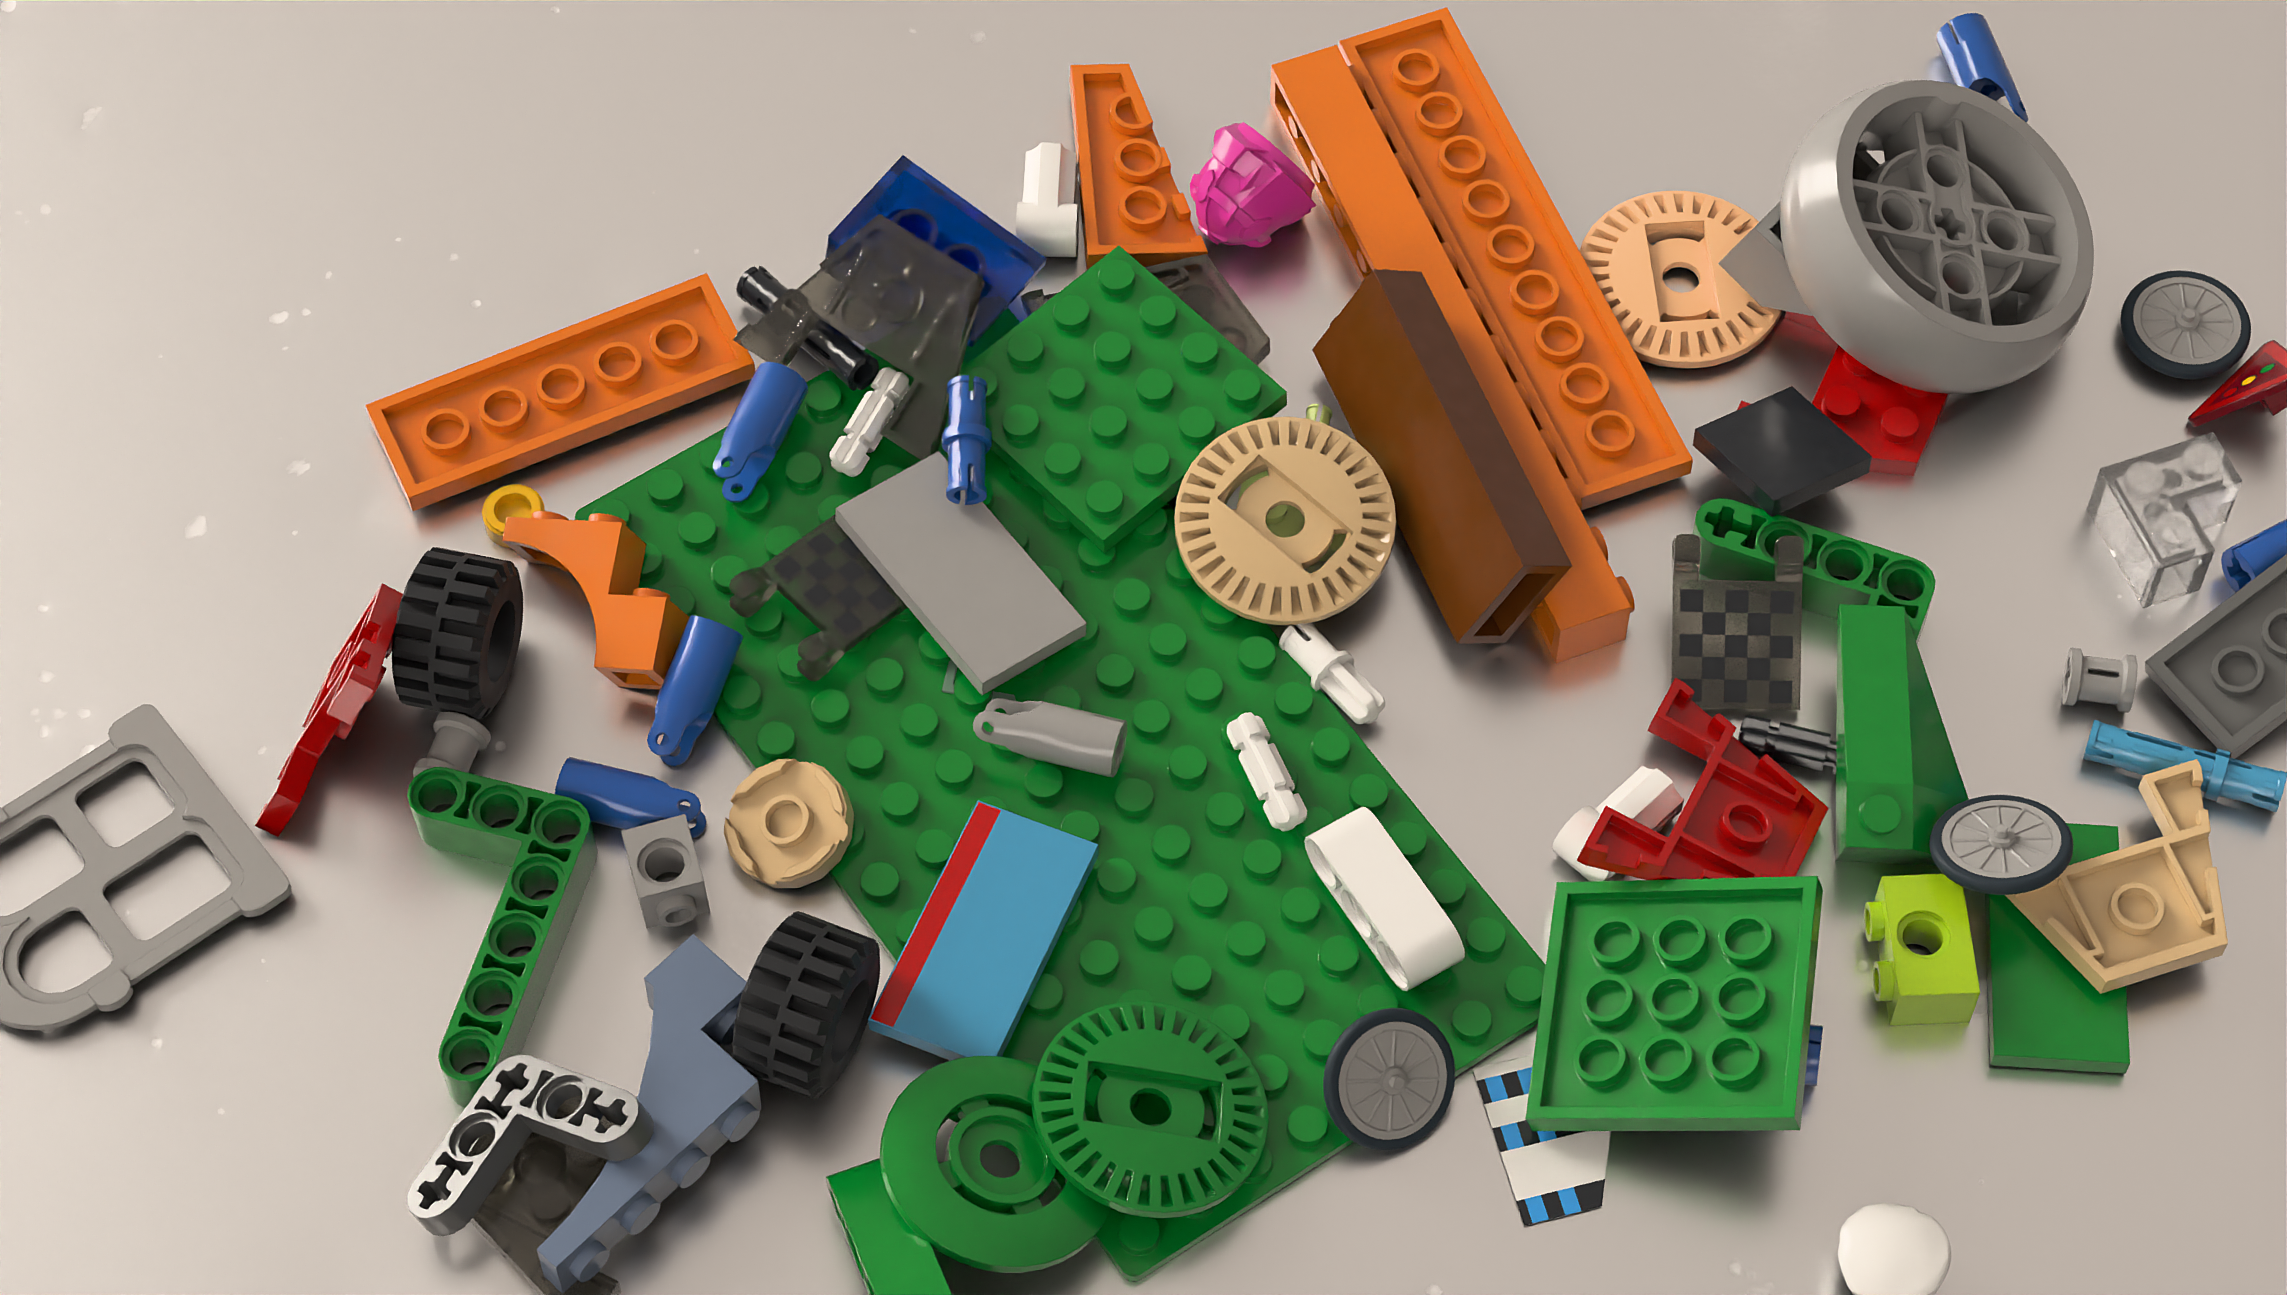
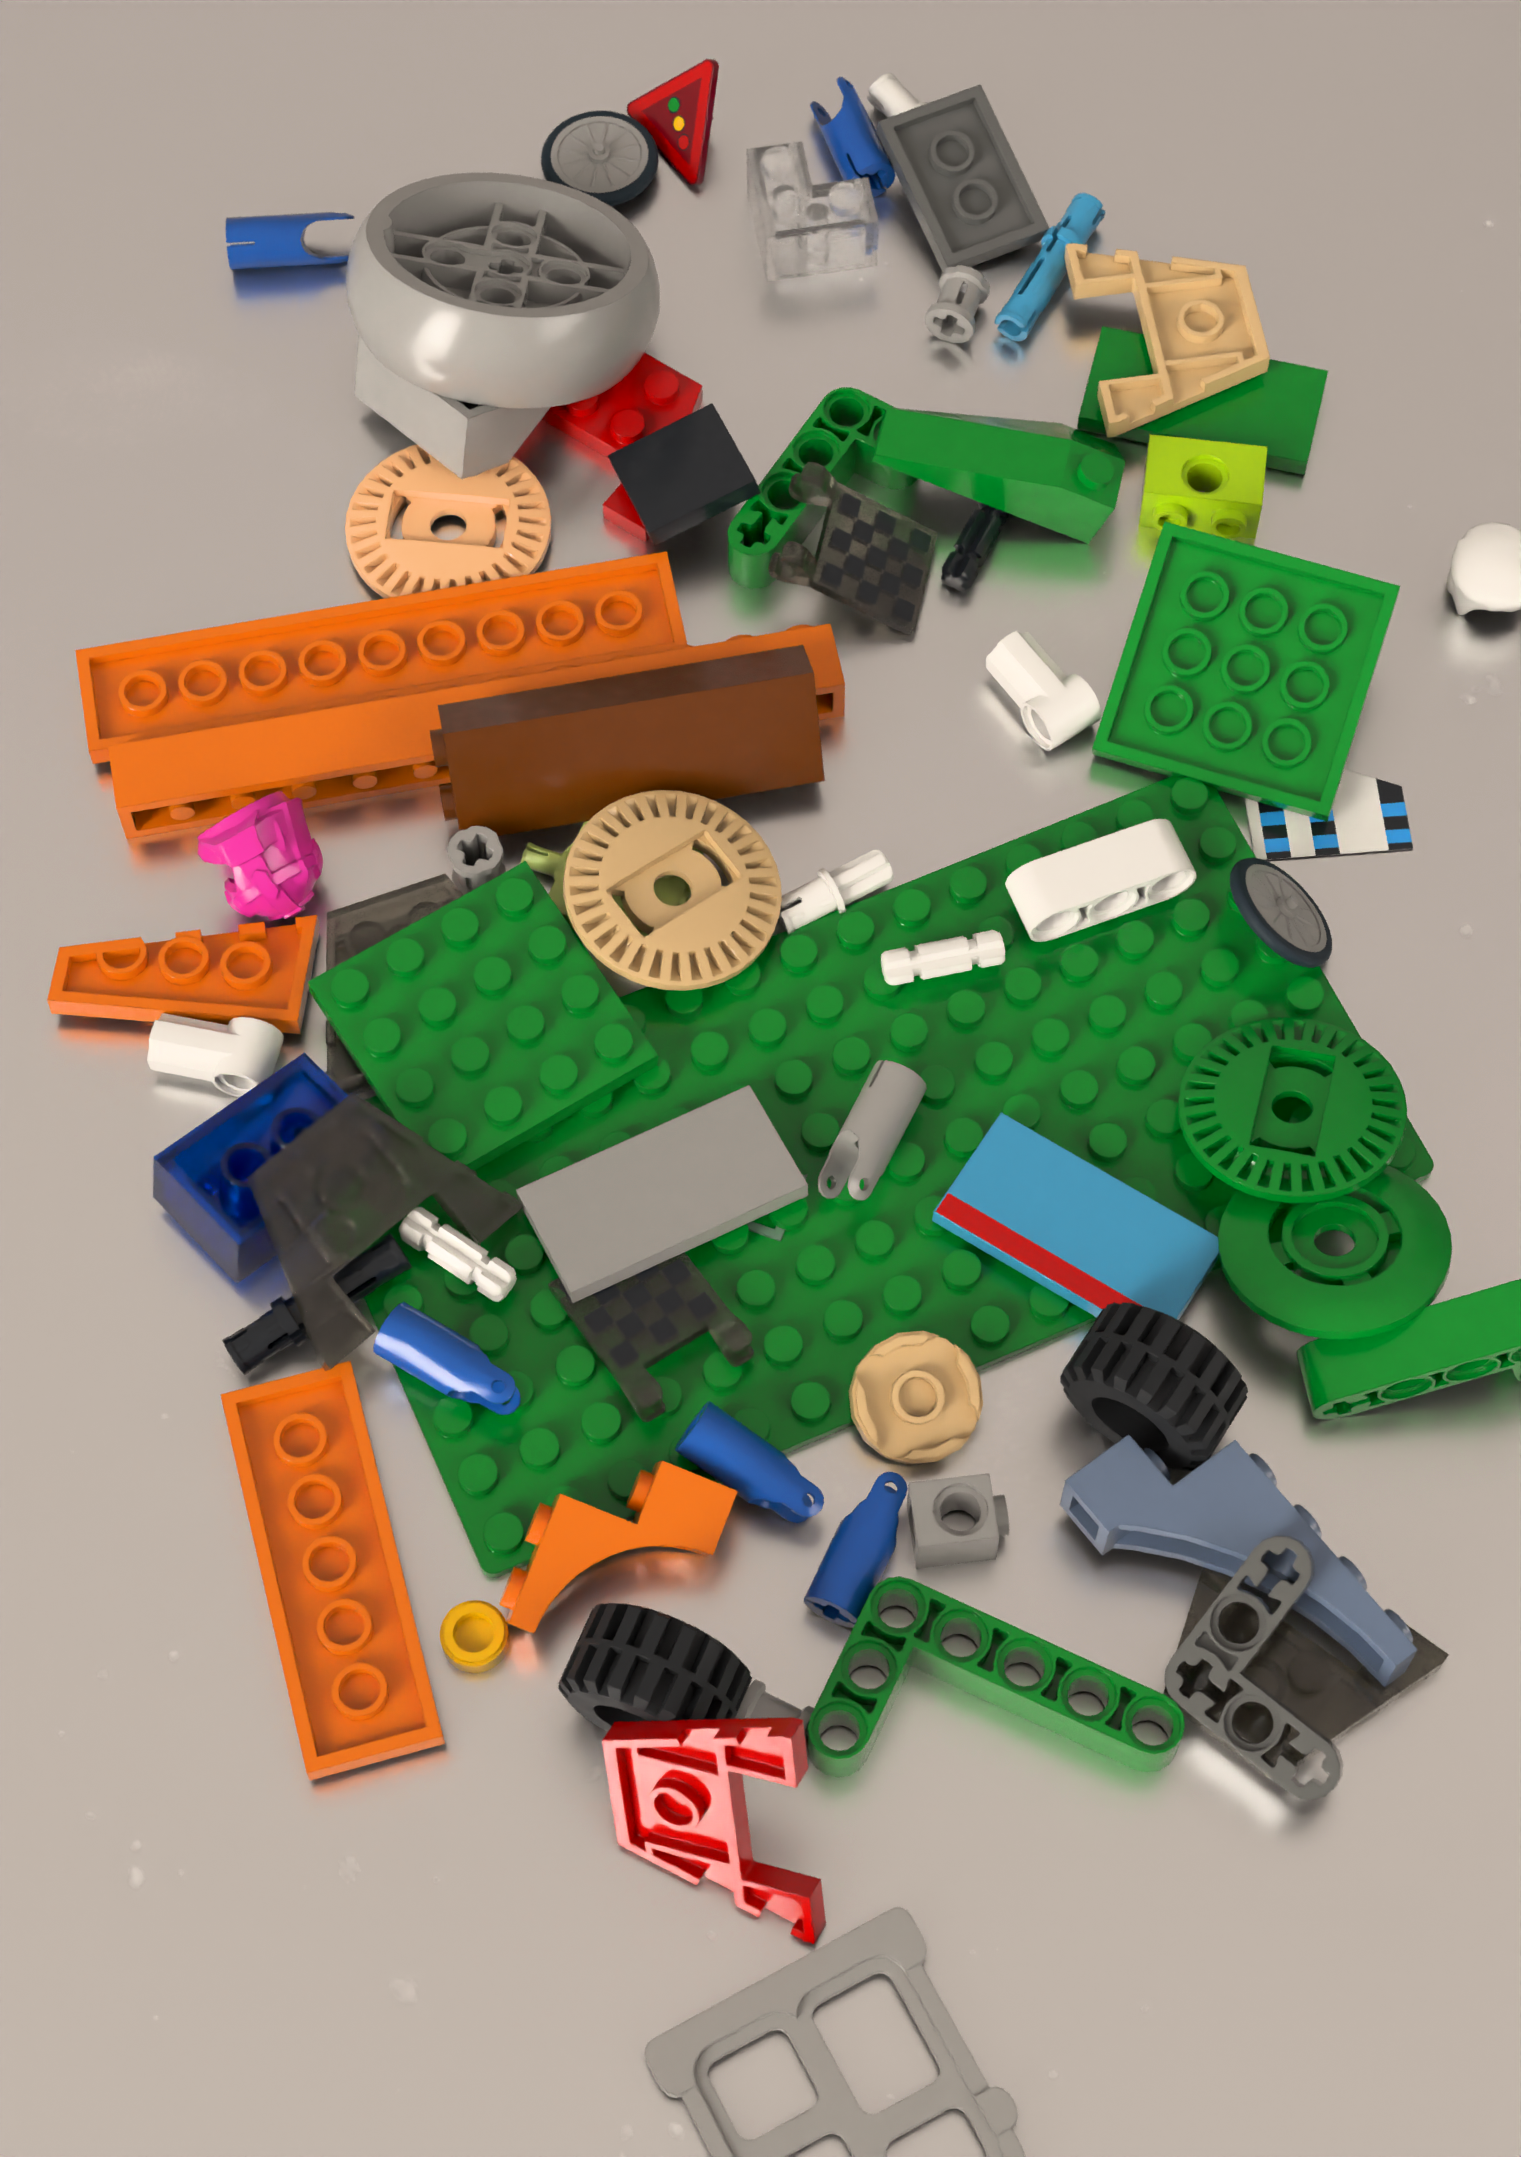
camera: 80 degrees left, 5 degrees up
(966, 440) = (524, 1151): blue pin -> none
(1291, 364) = (470, 860): none -> light grey bush
(1738, 822) = (1057, 592): red wing -> none
(2001, 844) = (1139, 392): light grey wheel -> none

